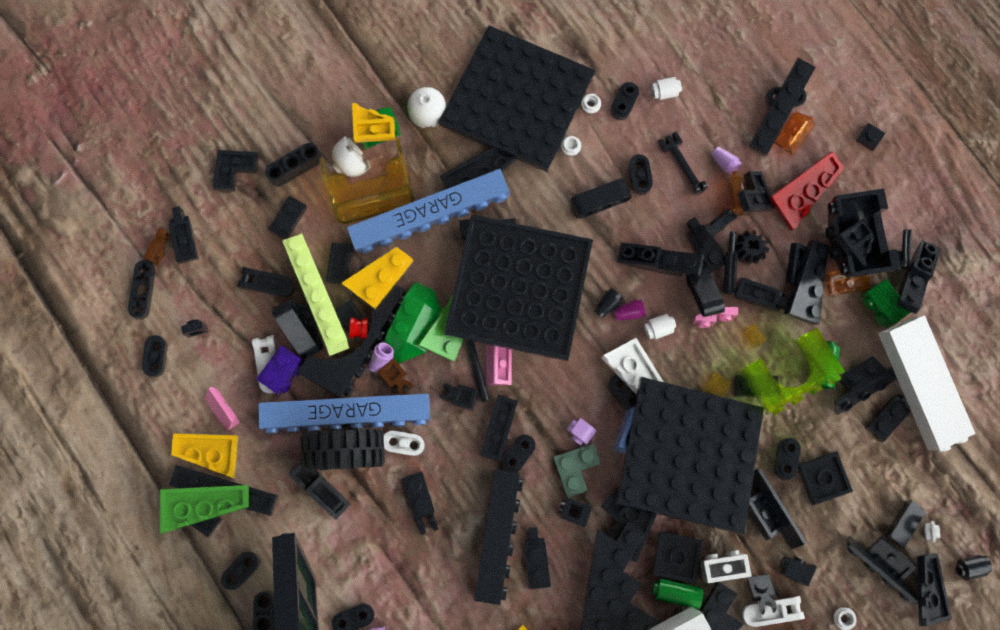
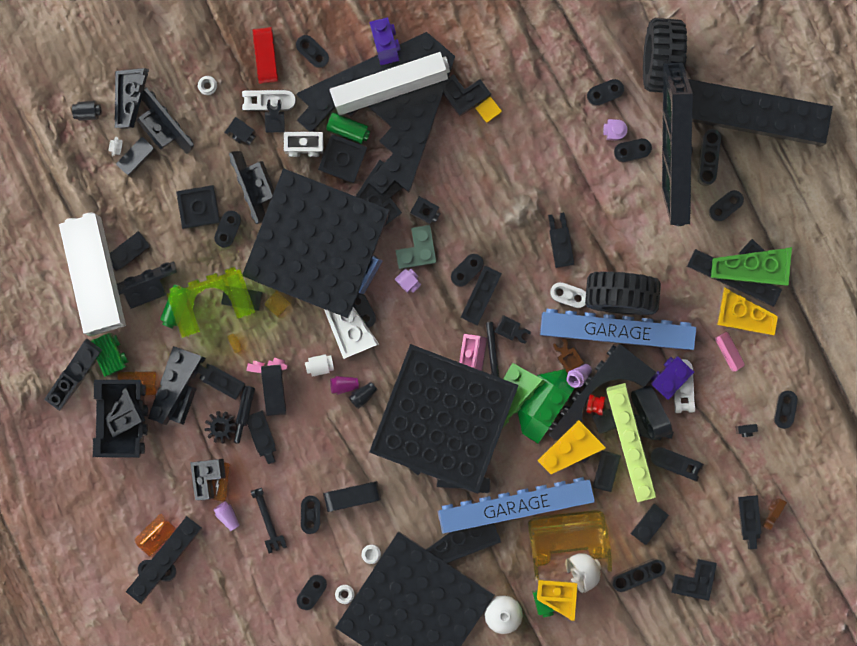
camera: 170 degrees left, 10 degrees up
(133, 303) = (795, 490): black beam -> none
(320, 490) = (648, 264): black slope -> none
(497, 537) = (497, 200): black brick -> none
(536, 561) = (465, 174): black hinge -> none
(660, 261) = (308, 427): black slope -> none
(666, 88) = (270, 597): white brick -> none
(716, 227) = (248, 452): black hinge -> none
(804, 190) = (167, 469): red wing -> none
(870, 136) = (83, 519): black plate -> none
(904, 255) = (83, 395): black plant -> none

